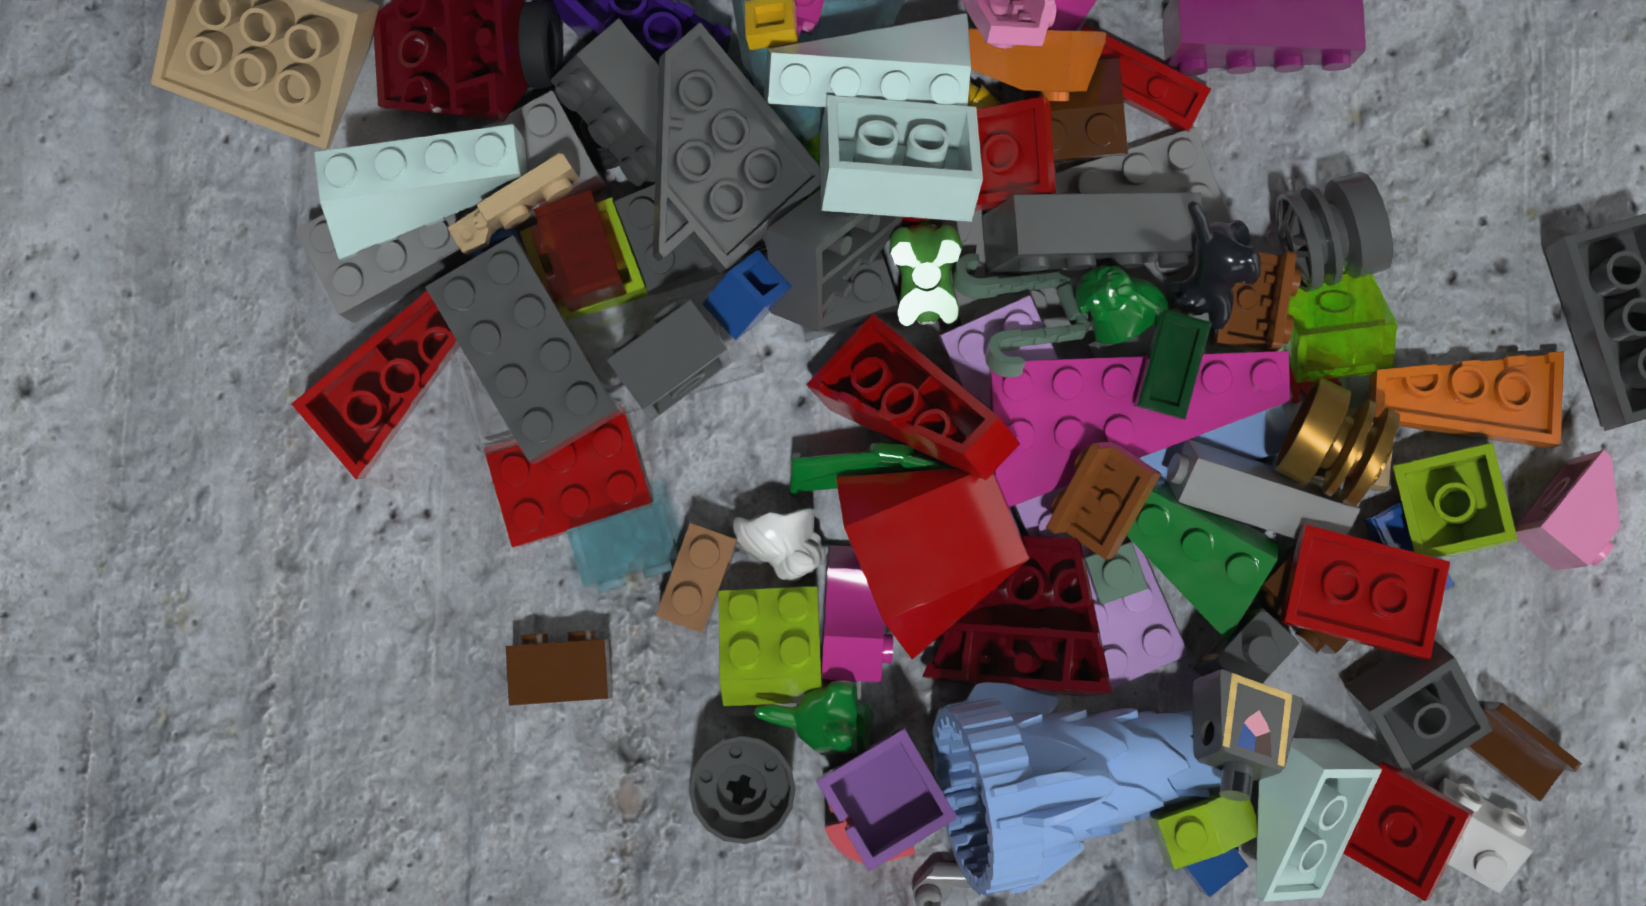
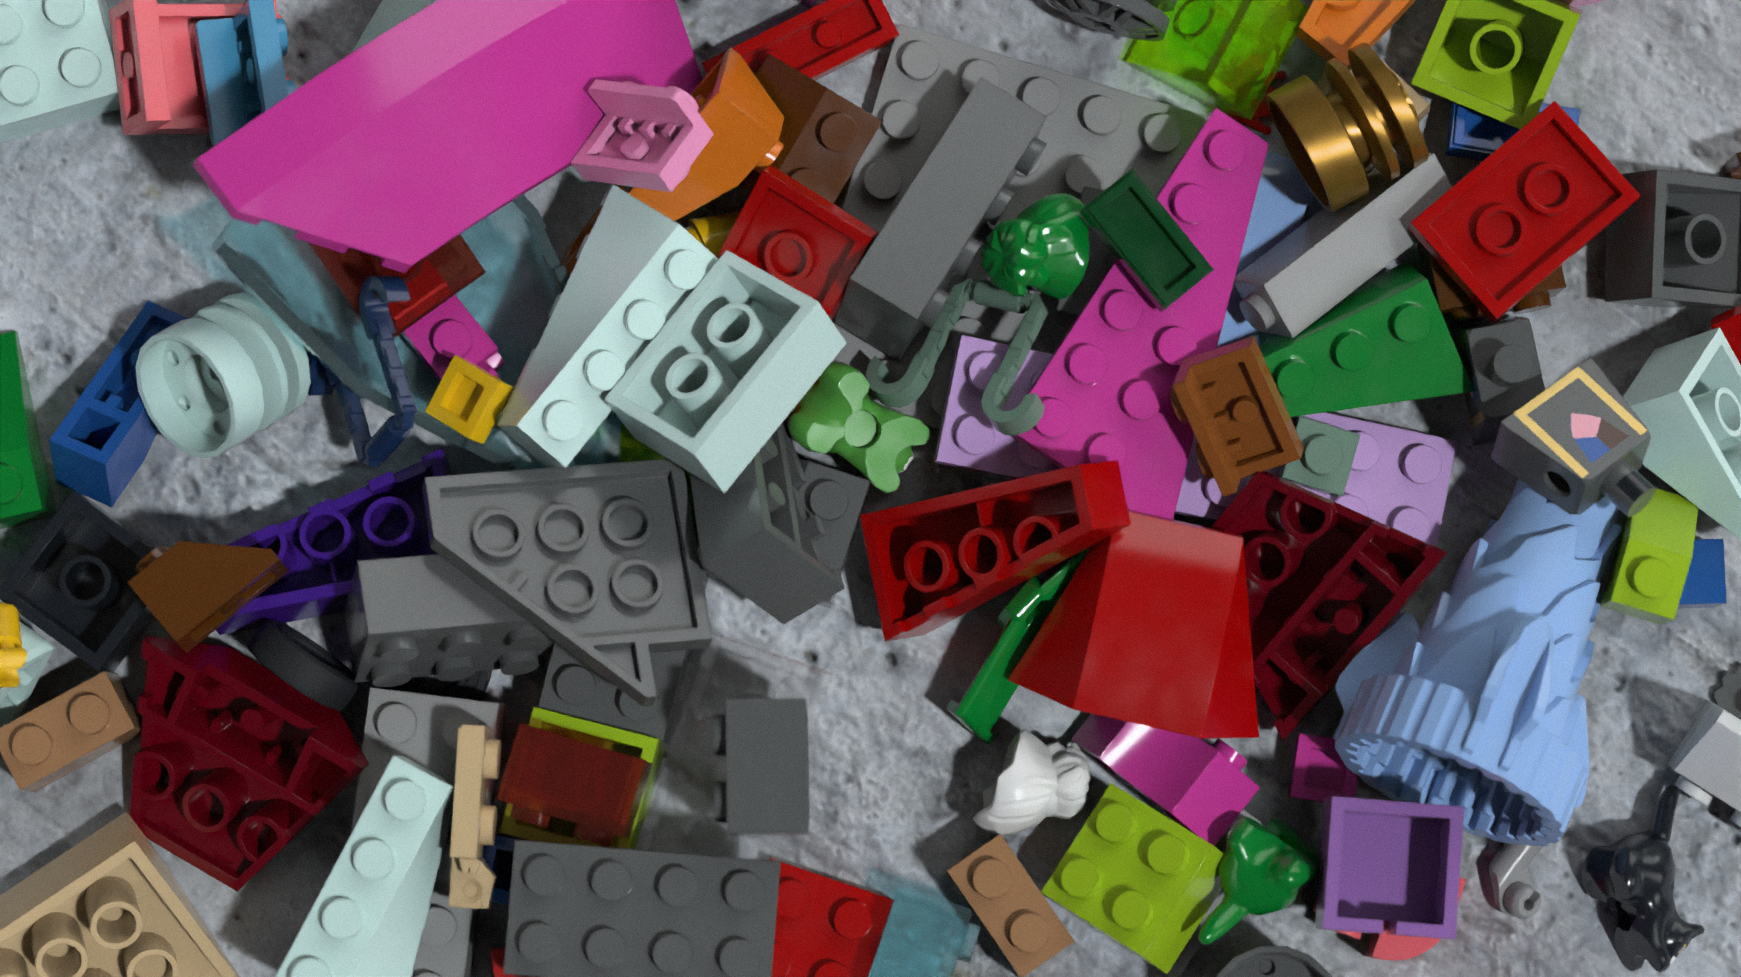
camera: 55 degrees left, 0 degrees up
(746, 294) = (753, 636): blue brick -> none
(918, 714) = (1319, 771): none -> dark pink plate
(1220, 263) = (1076, 115): black animal -> none
(1261, 310) = (1136, 100): dark orange bracket -> none

